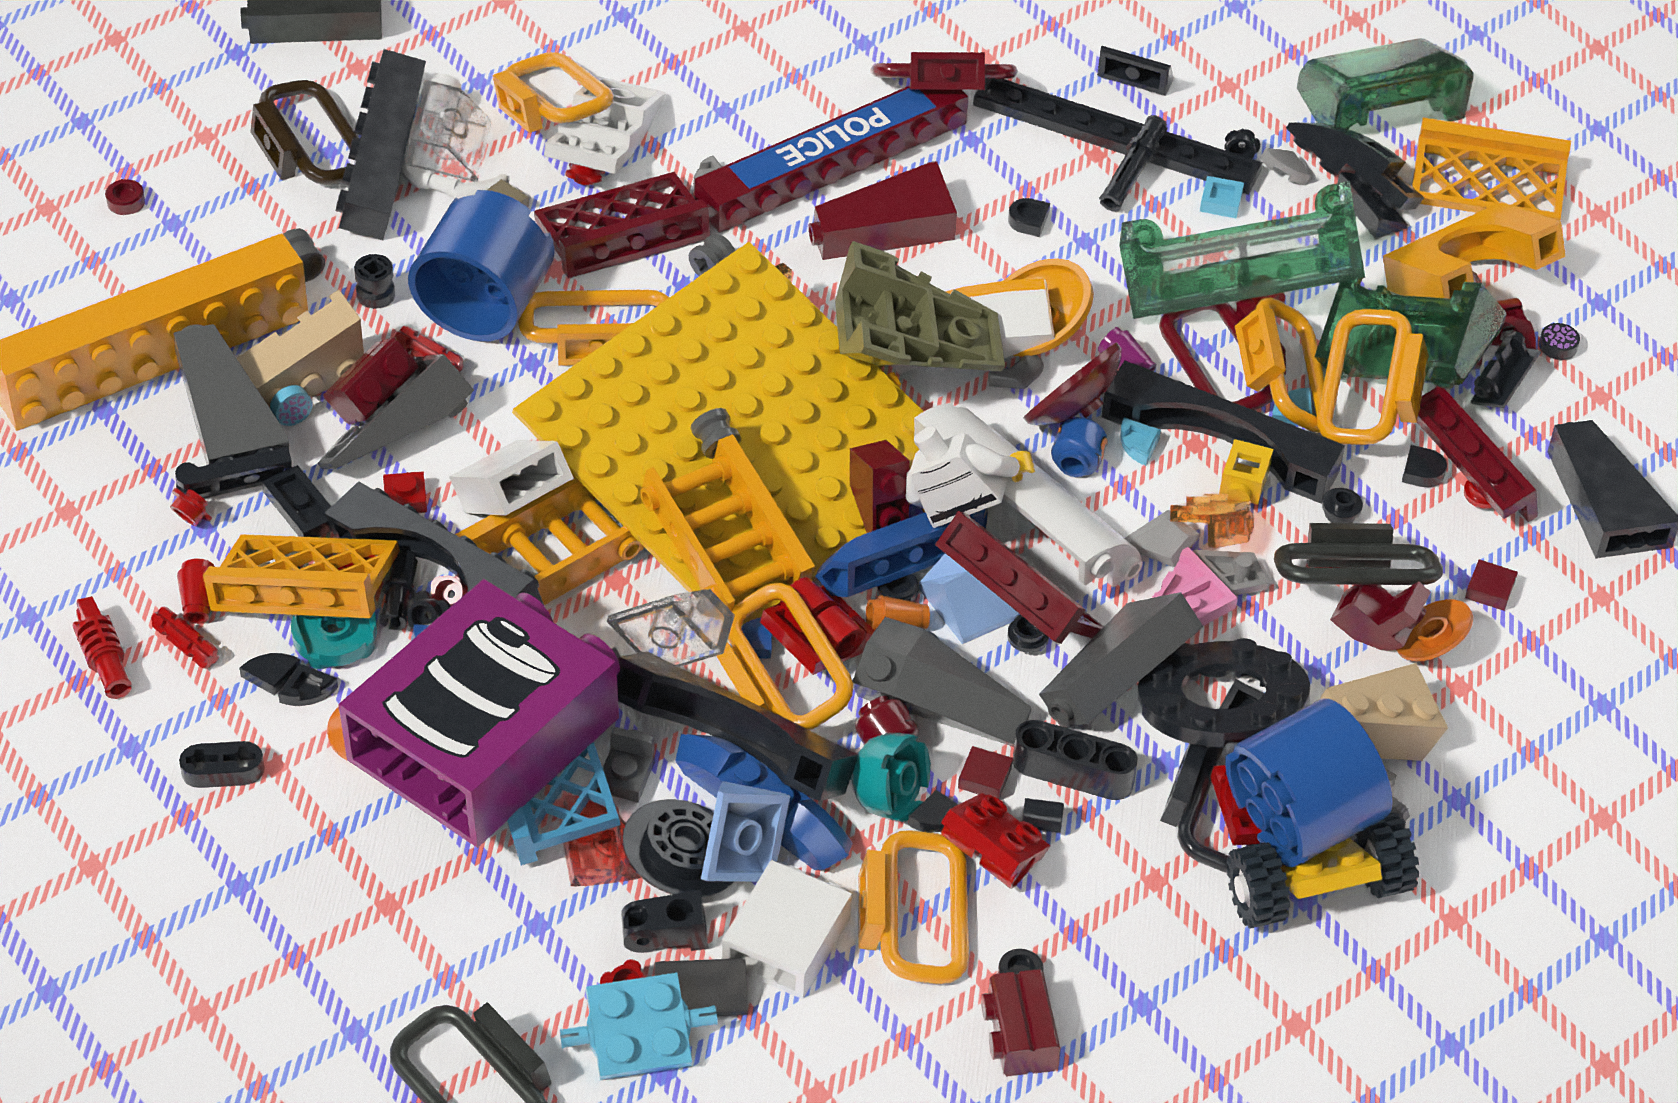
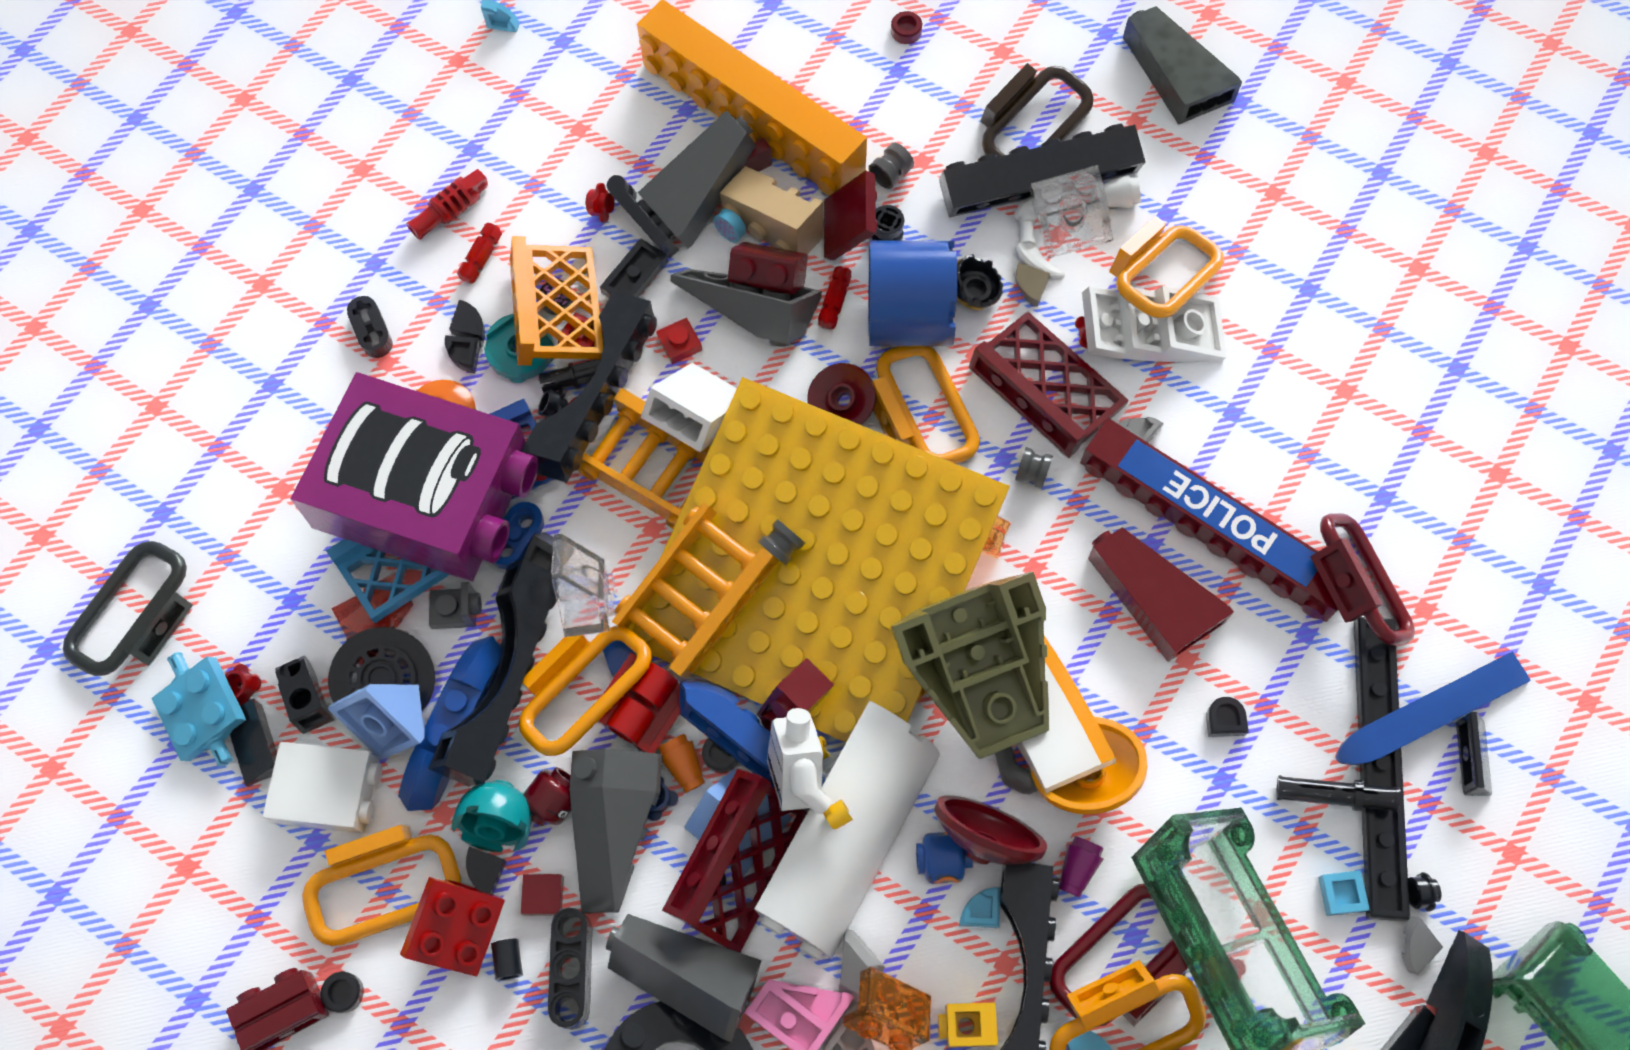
camera: 75 degrees right, 20 degrees up
(193, 590) = (533, 233): red cone -> none
(361, 283) = (850, 215): none -> dark red tile
(545, 359) = (843, 380): none -> dark red dish
(1084, 81) = (1433, 711): none -> blue piece

